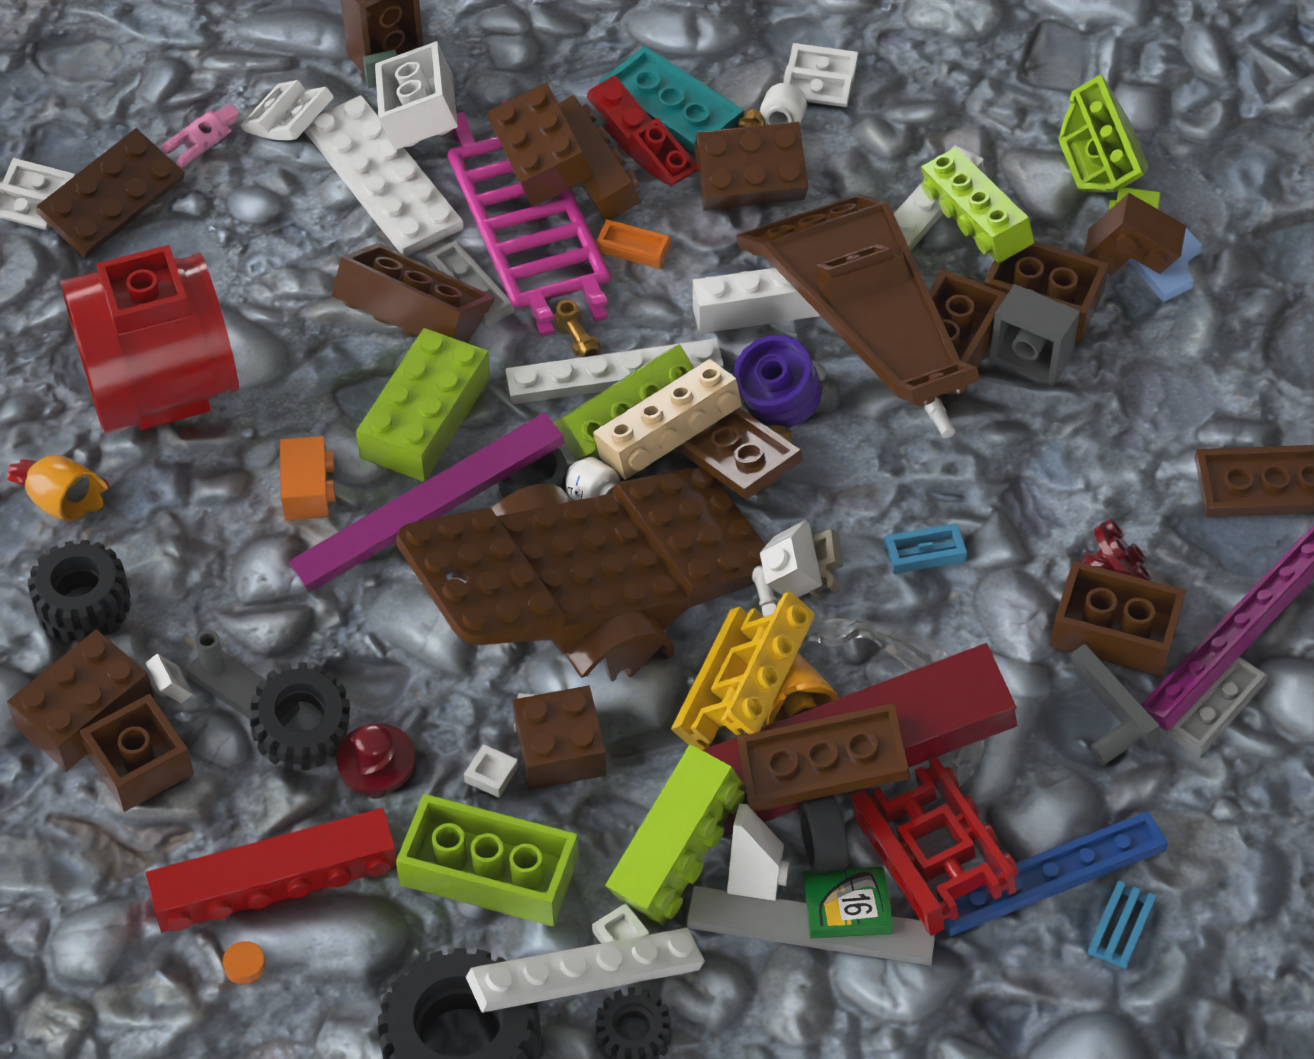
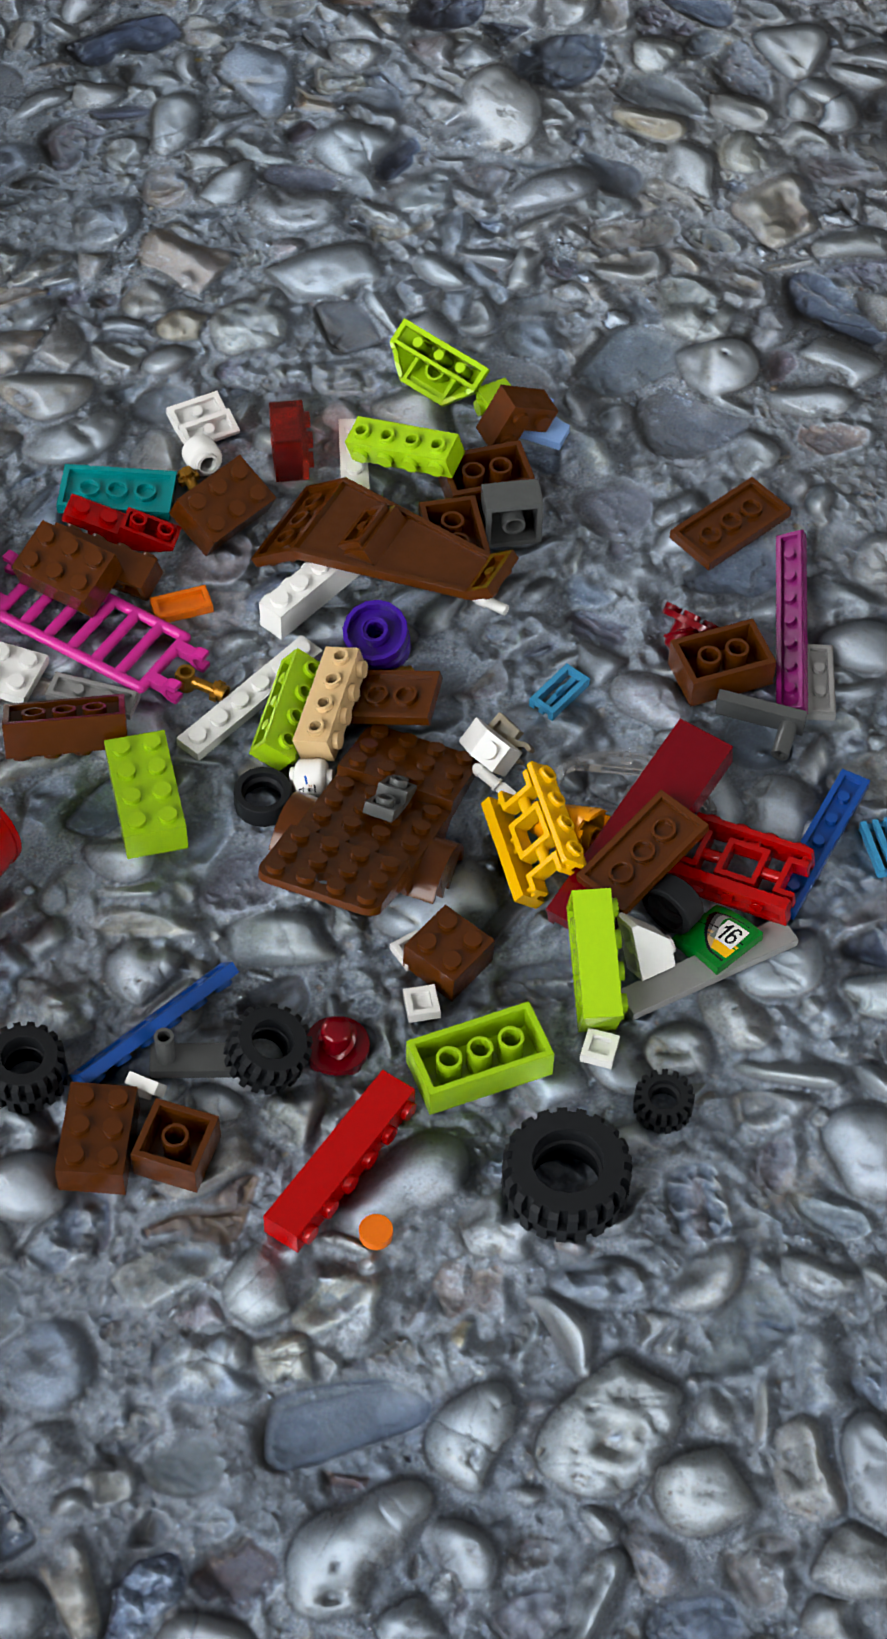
camera: 40 degrees left, 0 degrees up
(247, 627) = (165, 1017): none -> blue plate
(305, 478) = (109, 893): orange brick -> none
(427, 501) = (213, 858): magenta tile -> none
(584, 969) = (612, 1081): white plate -> none
(628, 547) = (390, 798): none -> dark grey slope
(875, 138) = (290, 440): none -> clear red brick

